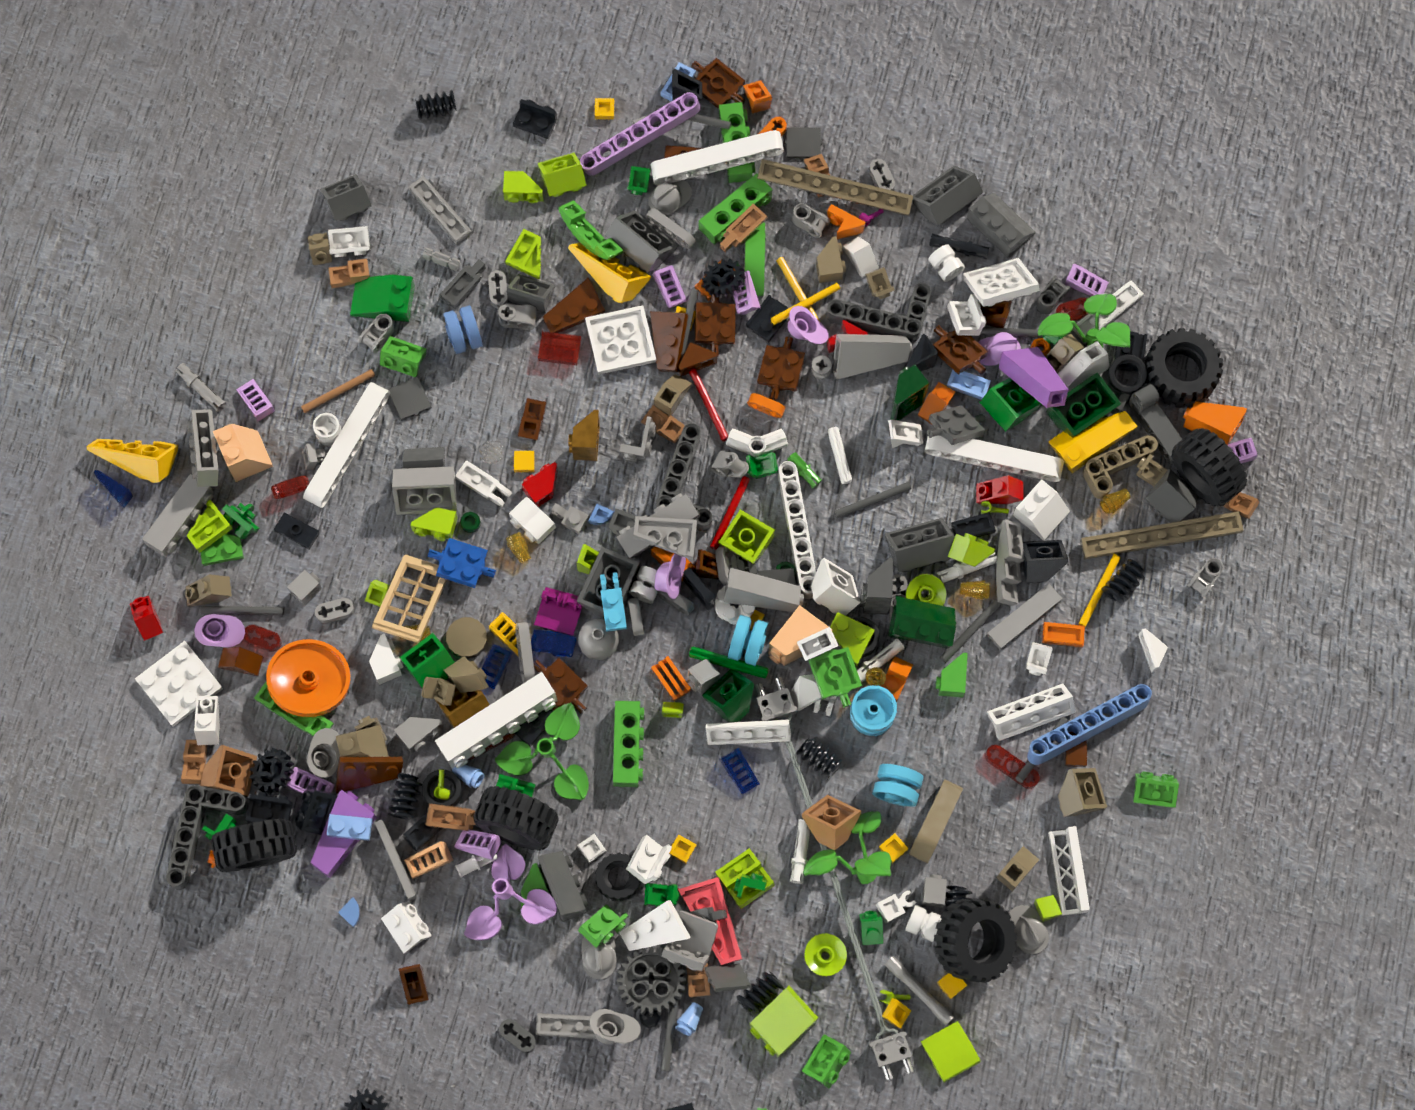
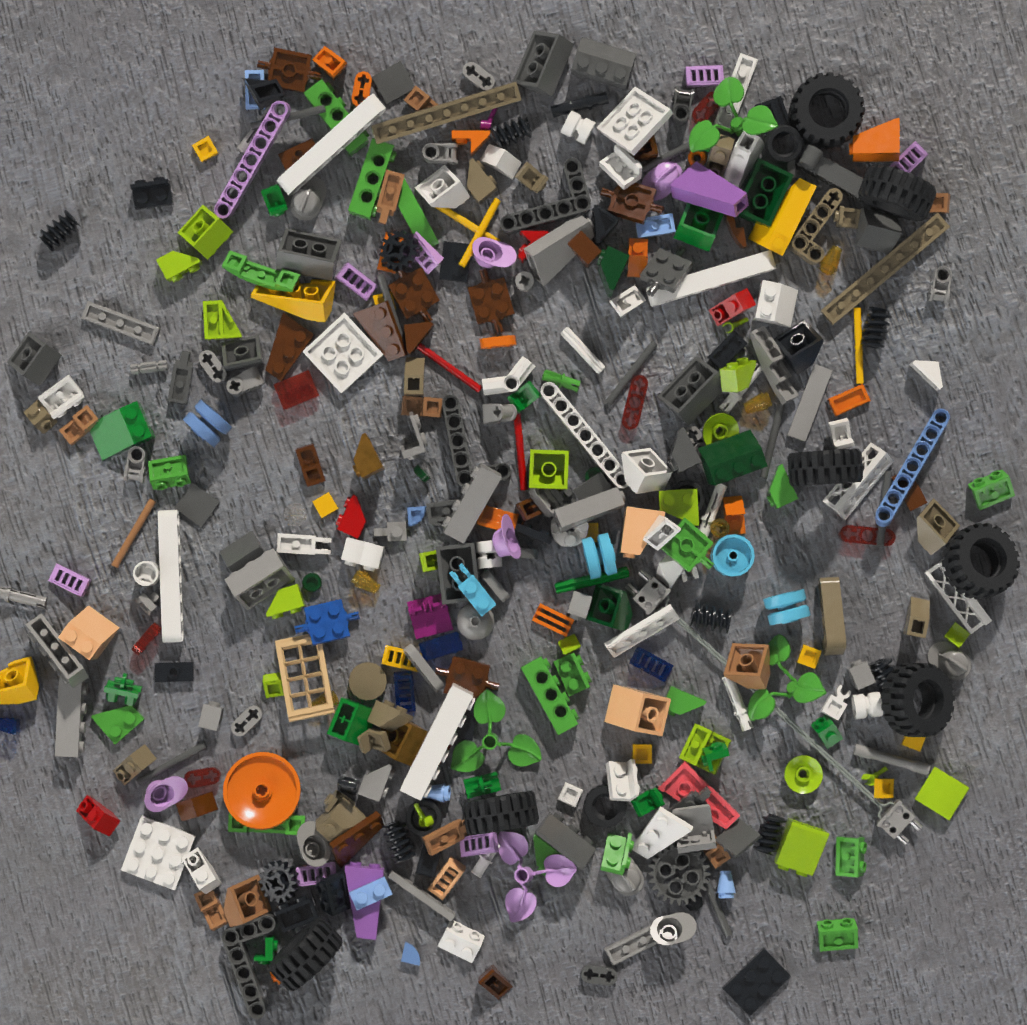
camera: 30 degrees left, 15 degrees up
(208, 527) = (102, 713): lime wing -> none
(383, 661) = (313, 740): white slope -> none
(389, 718) = (348, 785): none -> black slope
(628, 482) = (421, 473): none -> dark green tile
(659, 737) = (572, 674): none -> bright green bracket
(668, 534) = (486, 509): light grey wing -> none
(670, 228) = (326, 229): light grey beam -> none
(702, 801) = (637, 710): none -> light nougat slope
(746, 819) = (682, 701): none -> bright green slope
(795, 251) = (443, 189): none -> white slope
(874, 520) = (643, 389): none -> clear red beam
(884, 235) = (511, 132): none -> black piece
(891, 365) = (584, 249): none -> reddish brown slope
(1006, 673) = (825, 467): none -> black tyre
(1040, 428) = (737, 233): none -> reddish brown slope
(1130, 838) = (1001, 554): none -> black tyre

